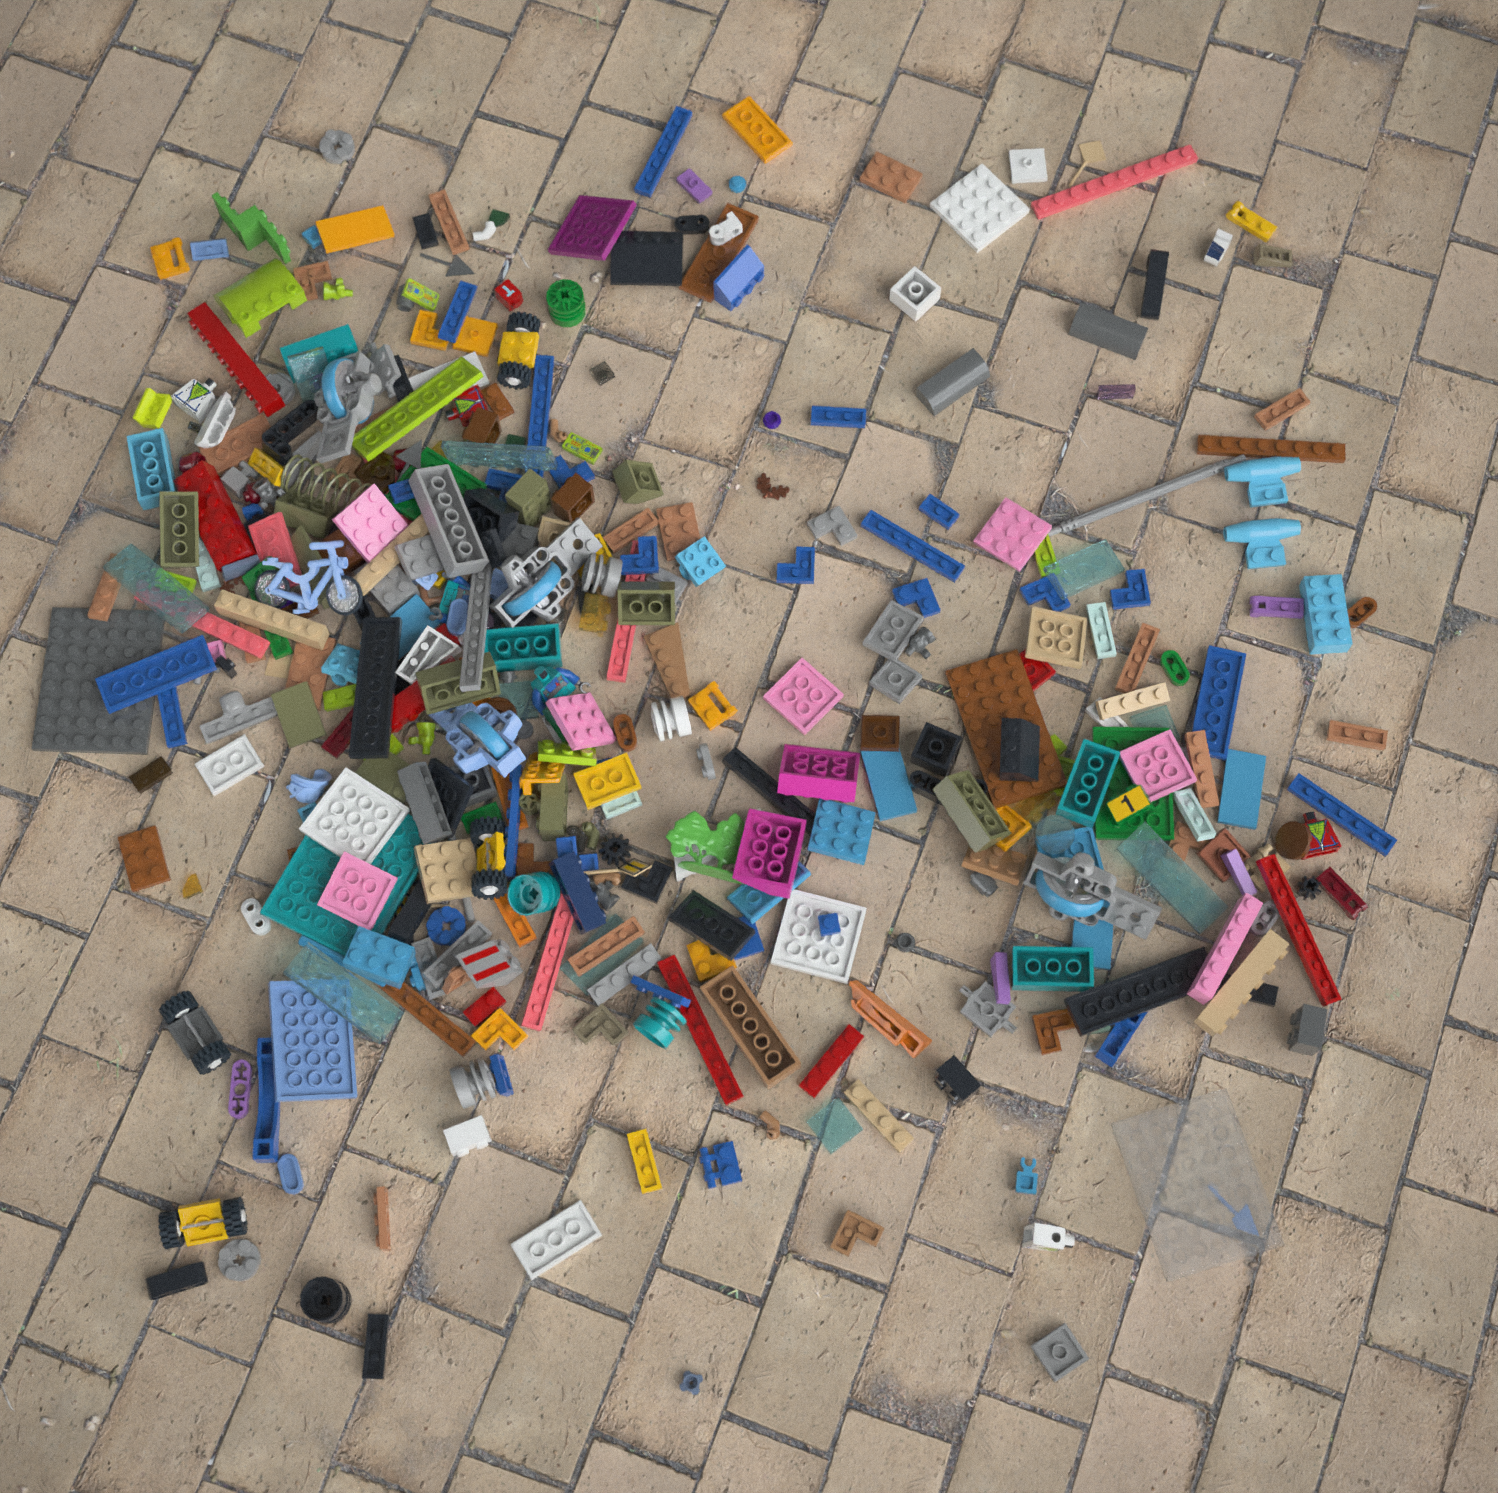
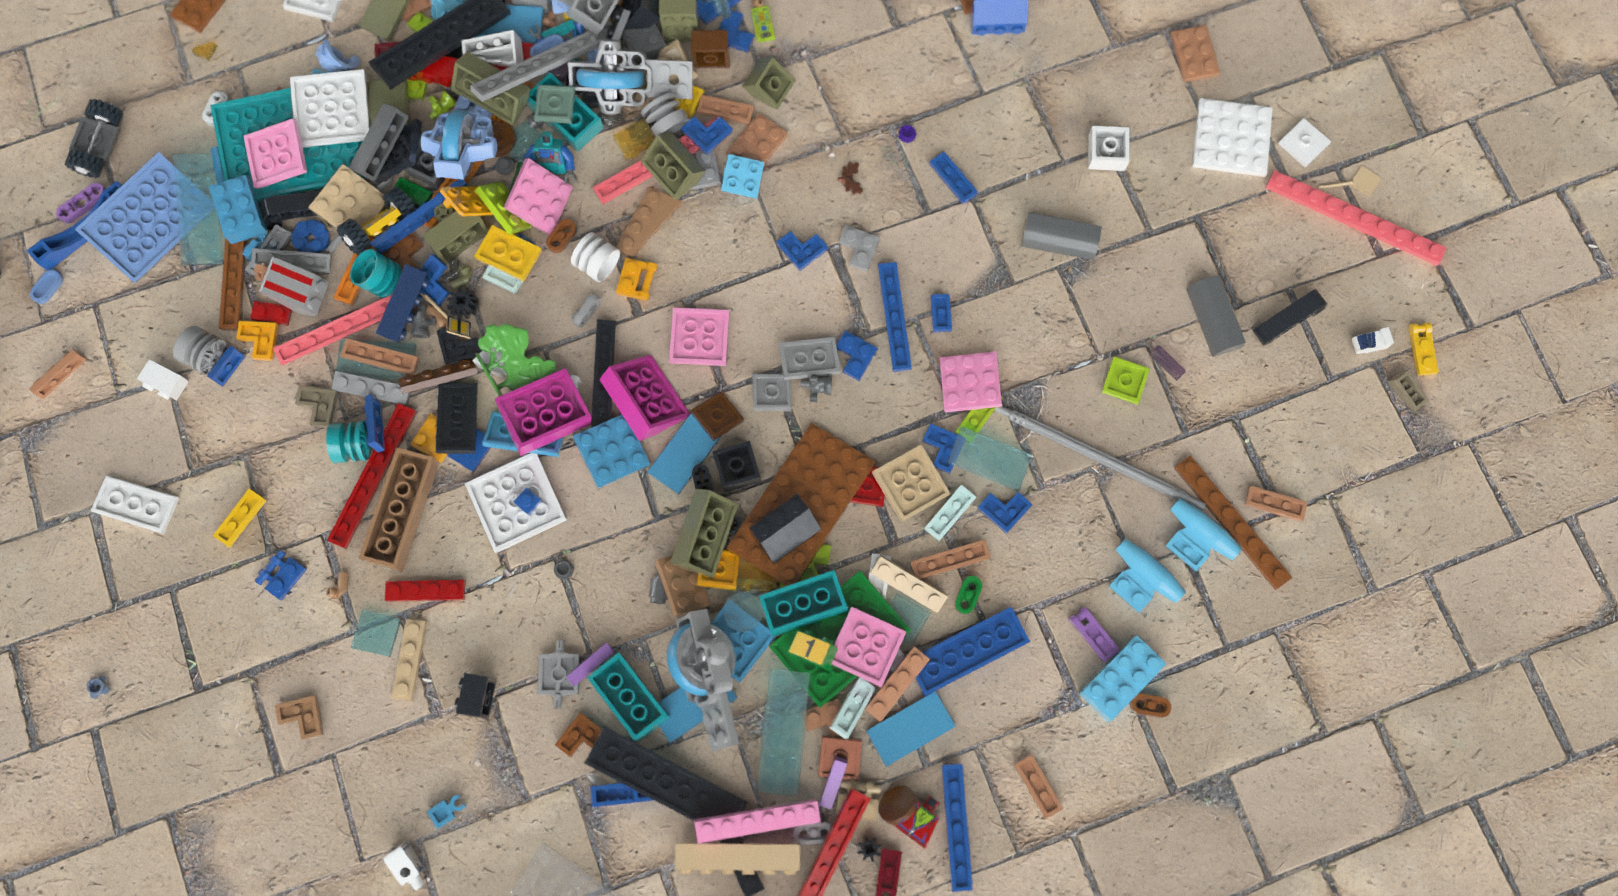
camera: 50 degrees right, 5 degrees up
(516, 646) = (554, 104): none -> sand green plate
(663, 914) = (437, 376): none -> reddish brown plate
(887, 1020) = (490, 606): orange wedge -> none
(1103, 430) = (1125, 380): none -> lime plate

